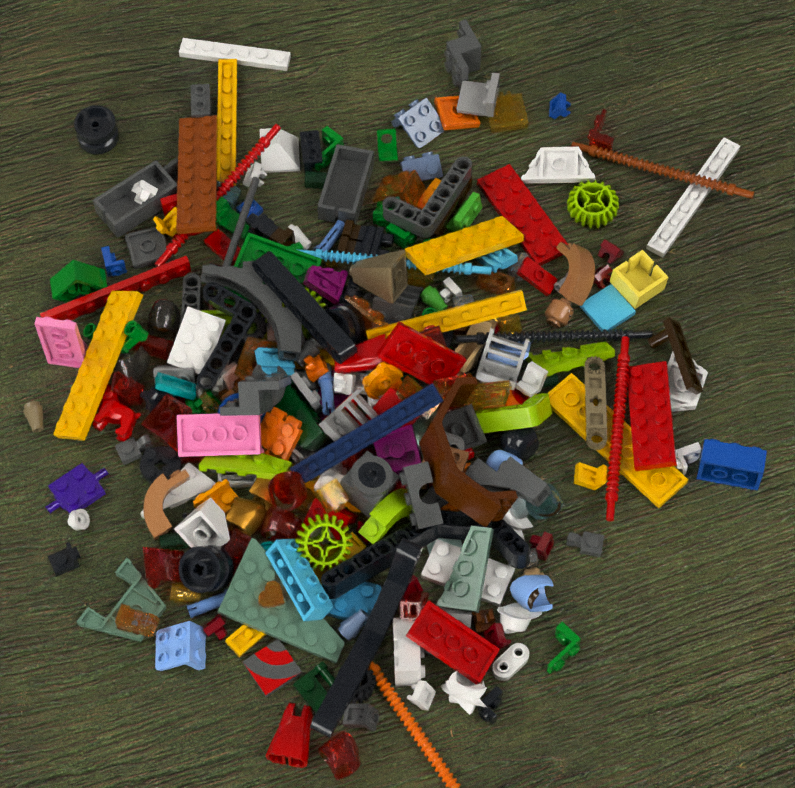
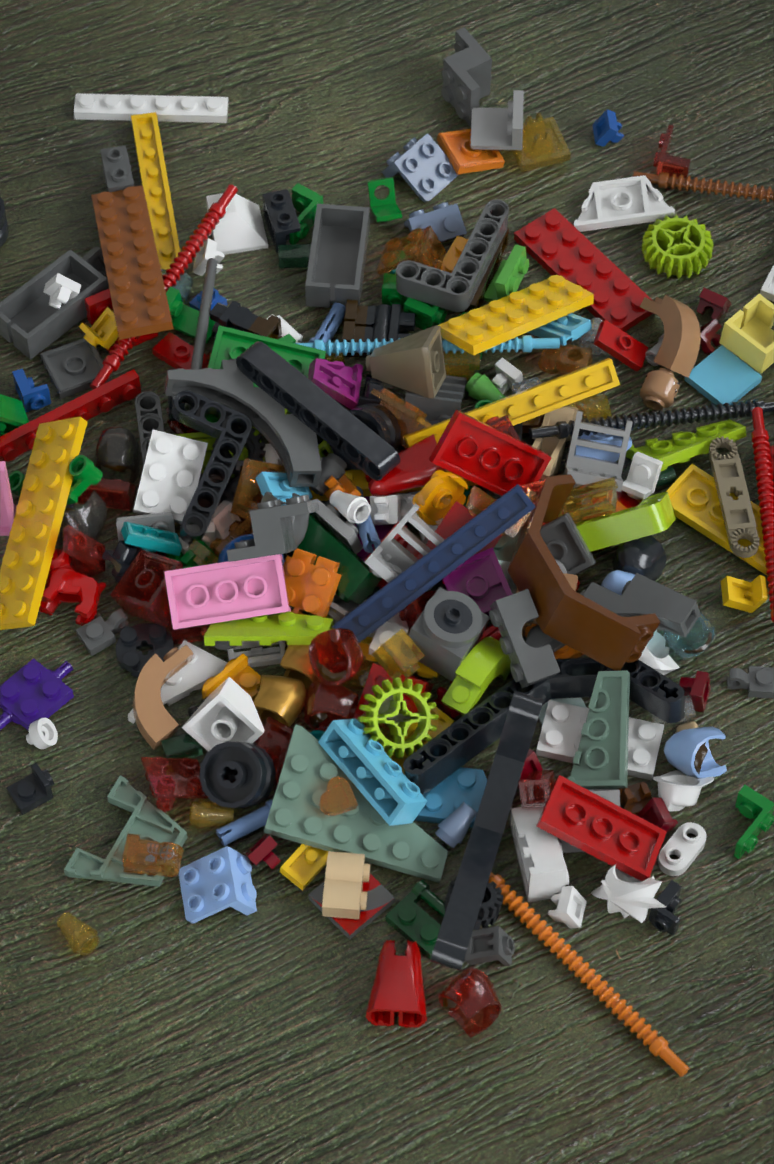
camera: 10 degrees left, 5 degrees down
(79, 670) = (80, 936): none -> clear yellow cone
(266, 659) = (344, 885): none -> tan brick
(319, 381) = (352, 507): none -> white cone

